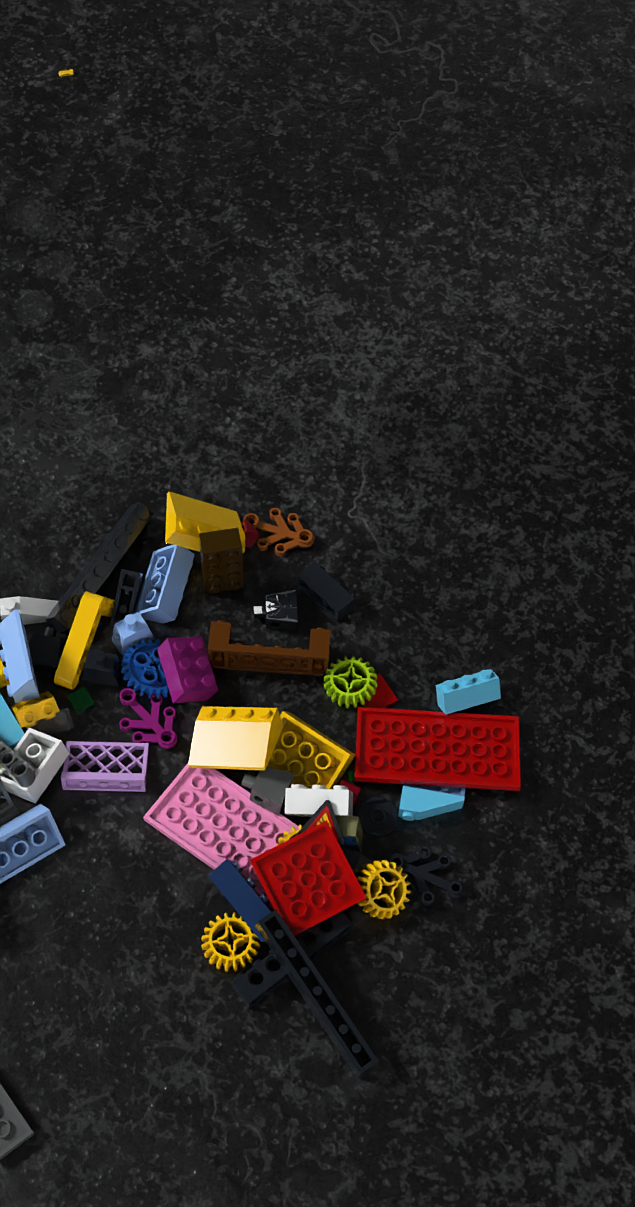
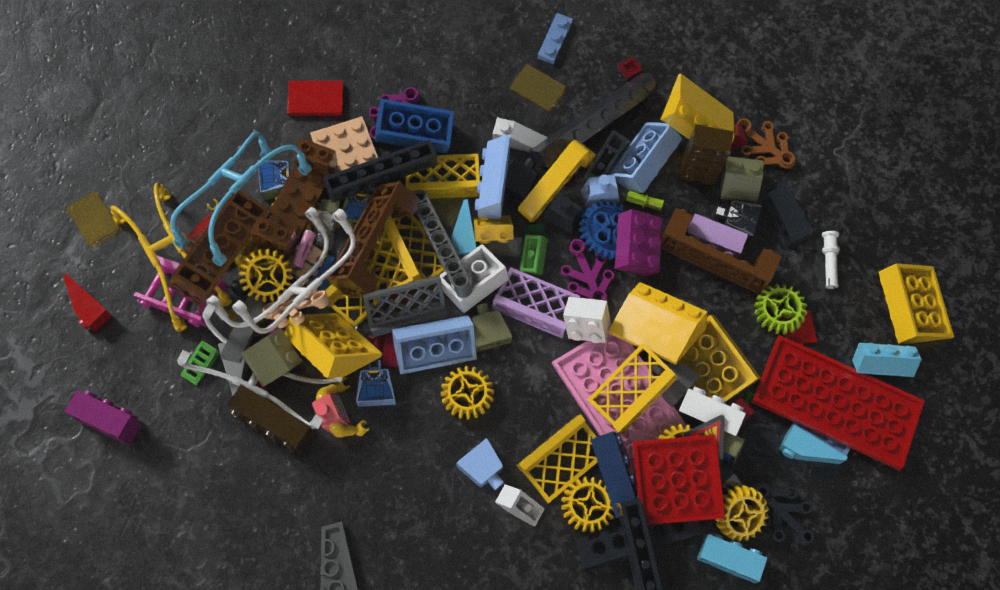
camera: 20 degrees right, 10 degrees up
(30, 555) = (537, 87): none -> clear yellow piece
(31, 502) = (555, 38): none -> medium blue plate
(68, 809) = (489, 329): none -> olive torso
(80, 867) = (474, 389): none -> yellow gear
(86, 720) = (534, 254): none -> bright green slope
(109, 946) = (482, 465): none -> light blue torso
(118, 505) = (630, 68): none -> dark red plate
(161, 969) = (519, 504): none -> white slope
(162, 761) = (587, 319): none -> white brick
(170, 903) = (549, 447): none -> yellow fence
(179, 627) = (644, 200): none -> lime axle
(249, 813) = (647, 396): none -> yellow fence
(263, 633) = (718, 235): none -> lavender brick
(267, 572) = (741, 179): none -> olive slope
(379, 609) = (830, 251): none -> white pin
(390, 937) = (732, 557): none -> medium azure brick
(477, 629) = (915, 303): none -> yellow slope

